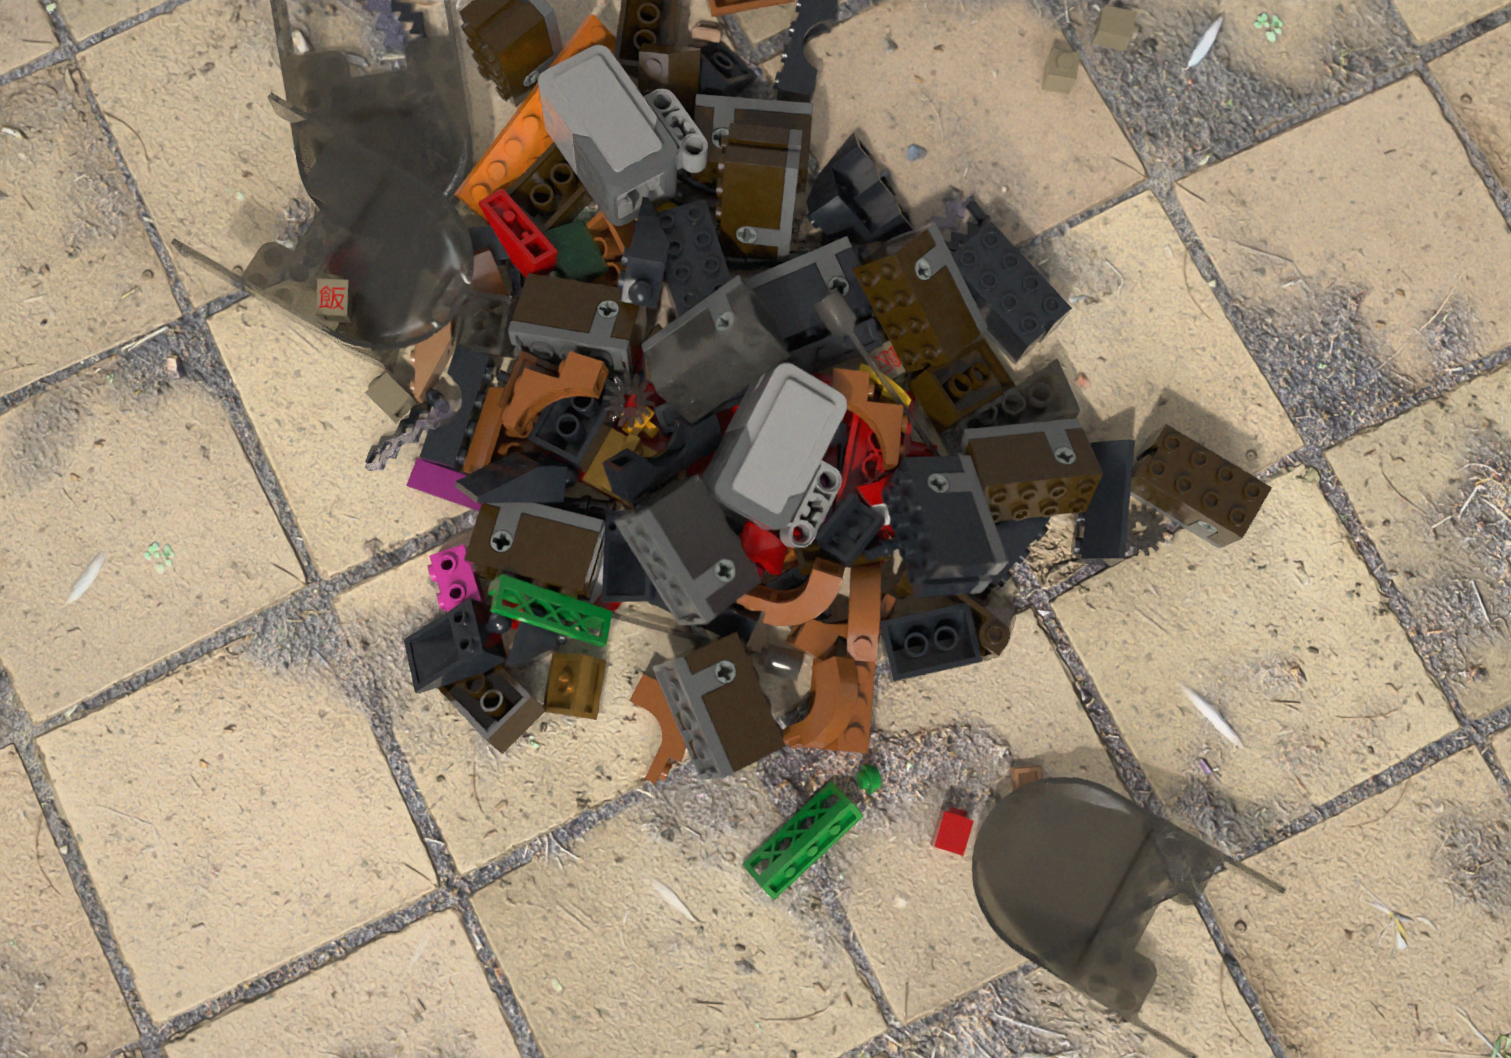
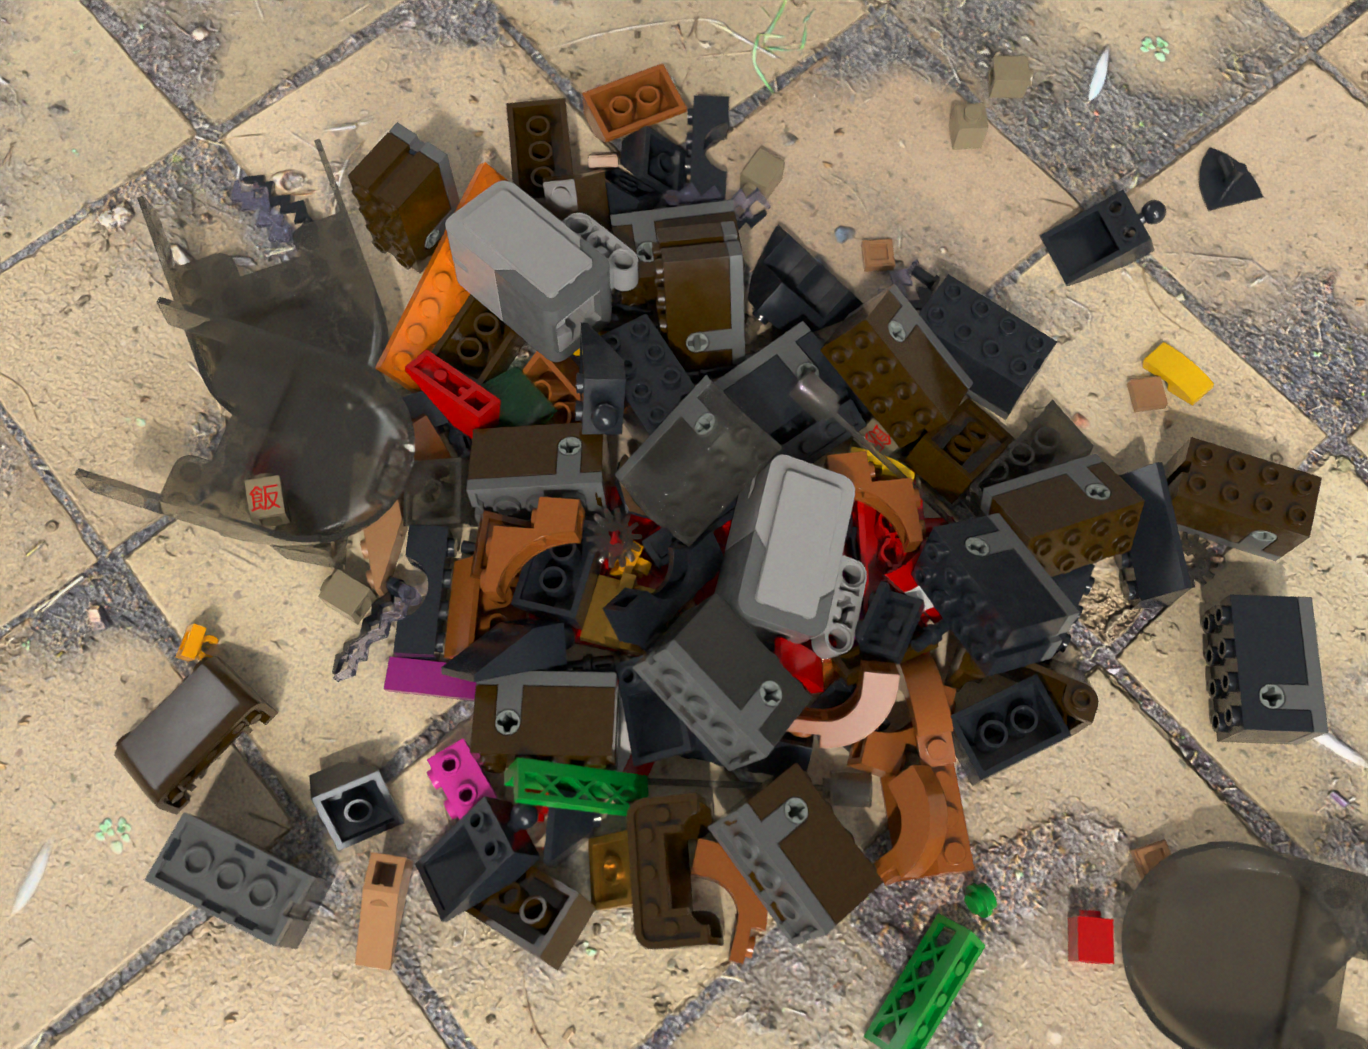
camera: 10 degrees left, 10 degrees down
(236, 486) = (190, 732): none -> dark brown windscreen
(250, 408) = (192, 643): none -> light orange tile
(253, 622) = (238, 881): none -> dark grey piece
(361, 577) = (353, 802): none -> black slope
(368, 670) = (382, 909): none -> medium nougat slope
(603, 697) = (661, 872): none -> dark brown windscreen
(755, 45) = (654, 160): none -> black slope
(778, 86) = (691, 194): none -> clear purple piece
(851, 79) = (762, 172): none -> dark tan brick
(941, 181) = (878, 255): none -> medium nougat tile
(1145, 211) = (1096, 241): none -> black slope
(1151, 370) = (1147, 394): none -> medium nougat tile
(1171, 642) = (1264, 670): none -> black piece
(1186, 357) = (1180, 373): none -> yellow slope
(1292, 178) = (1225, 181): none -> black shield

